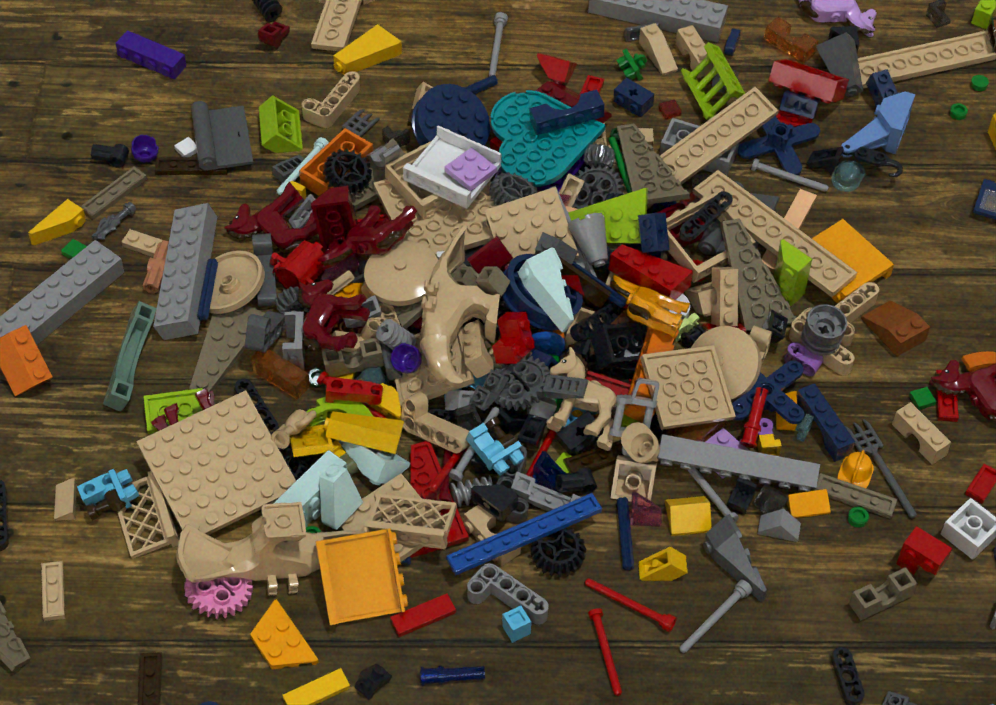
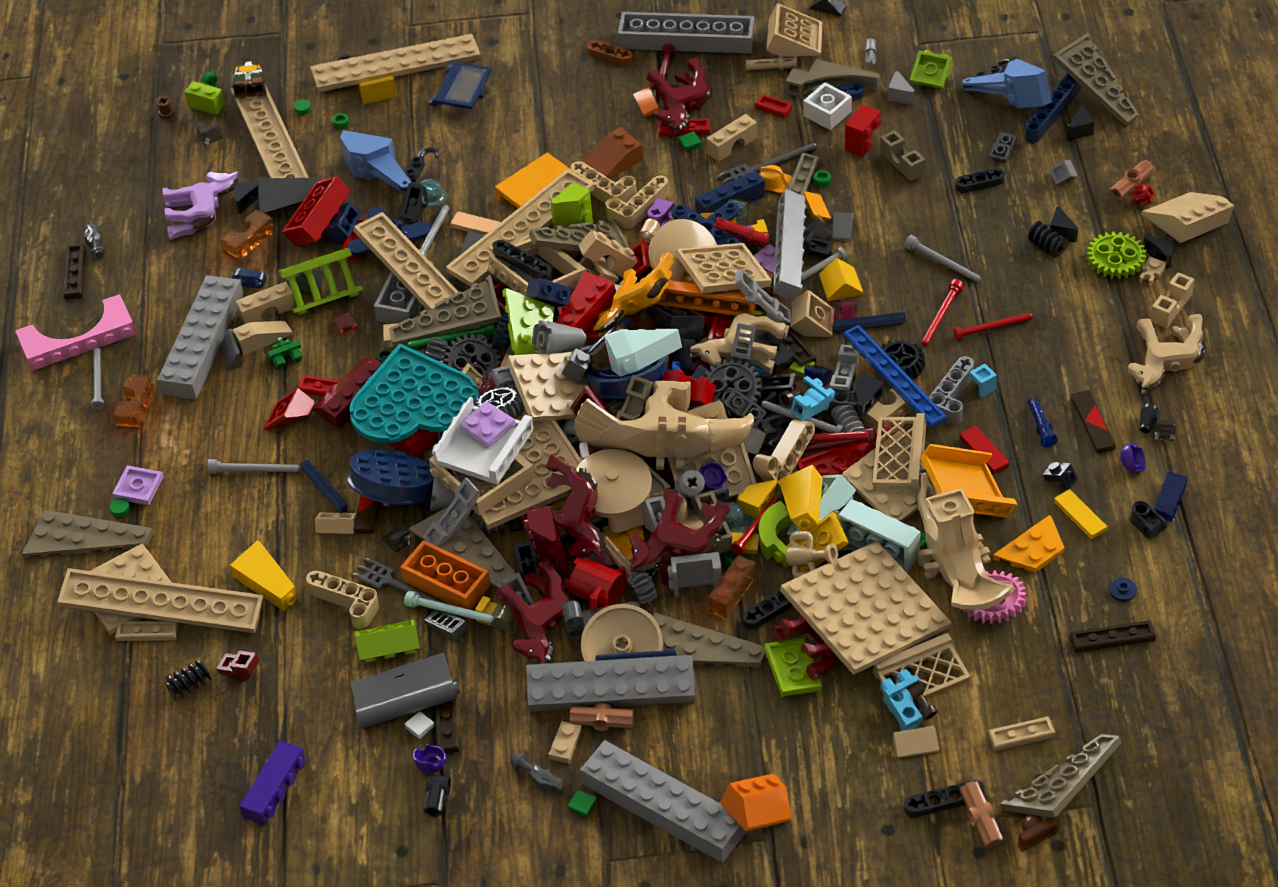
camera: 90 degrees left, 5 degrees down
(60, 222) = (542, 818): yellow slope -> none
(113, 192) = (492, 783): dark tan tile -> none
(122, 378) = (689, 714): sand green arch -> none
(263, 330) = (703, 592): dark grey beam -> none
(337, 496) = (884, 500): light aqua slope -> none
(340, 163) = (471, 550): black gear -> none
(353, 390) = (759, 514): red leg -> none
(547, 119) = (382, 352): dark blue arch -> none
(580, 481) = (823, 352): black piece -> none
(633, 97) = (332, 348): dark blue brick -> none
(640, 443) = (791, 294): tan piece -> none
(663, 566) = (902, 292): yellow slope -> none
(727, 551) = (878, 247): dark grey wedge -> none
(777, 324) = (629, 229): black slope -> none
(824, 329) = (643, 184): flat silver wheel -> none
(881, 86) = (324, 164): dark blue brick -> none

